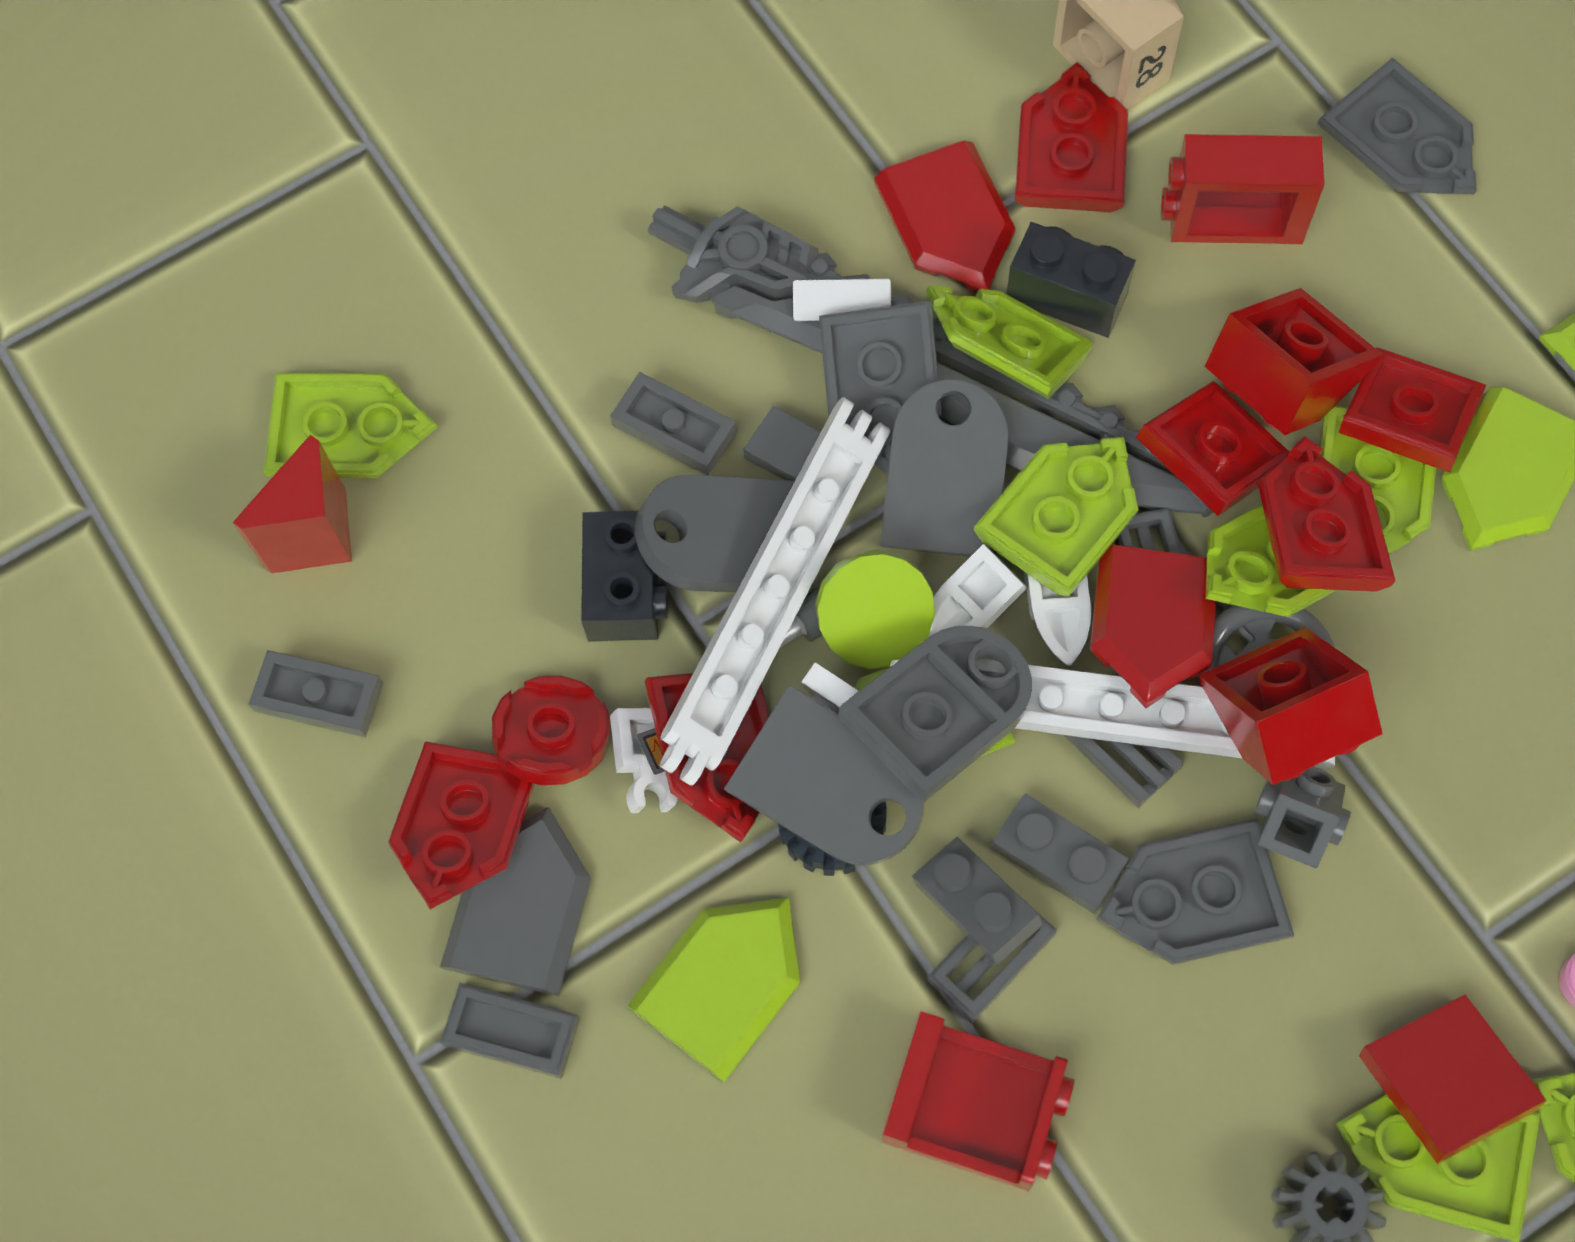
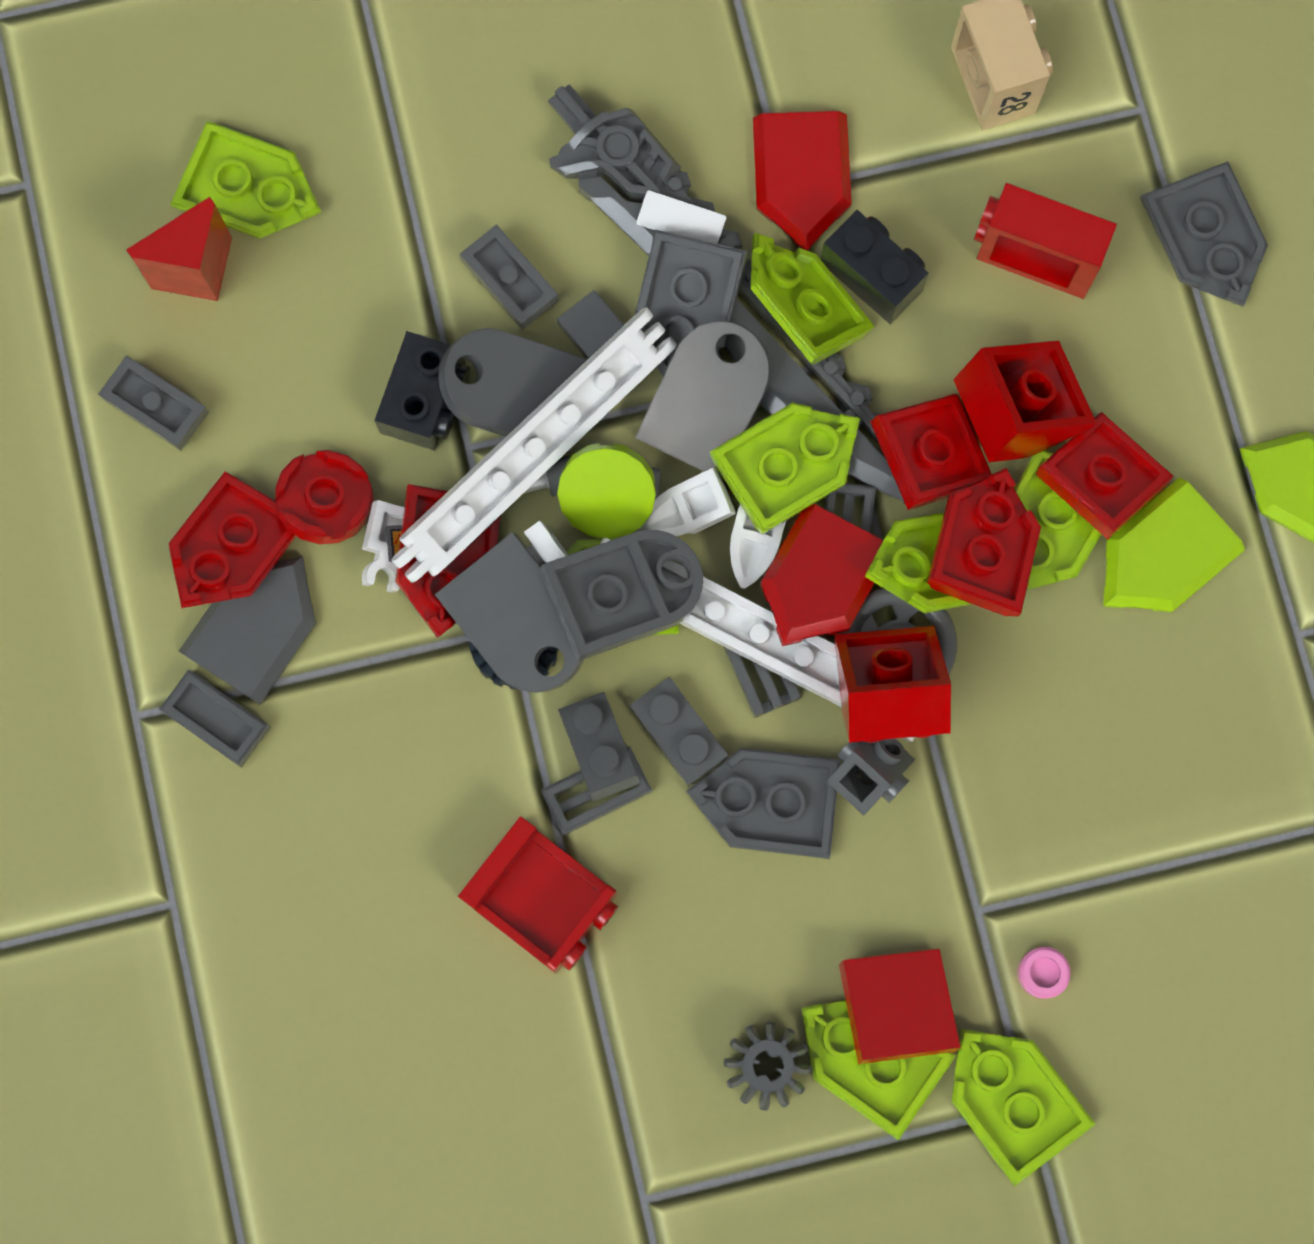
camera: 15 degrees right, 10 degrees up
(723, 982) = (387, 739): lime tile -> none
(1072, 147) = (927, 146): red tile -> none

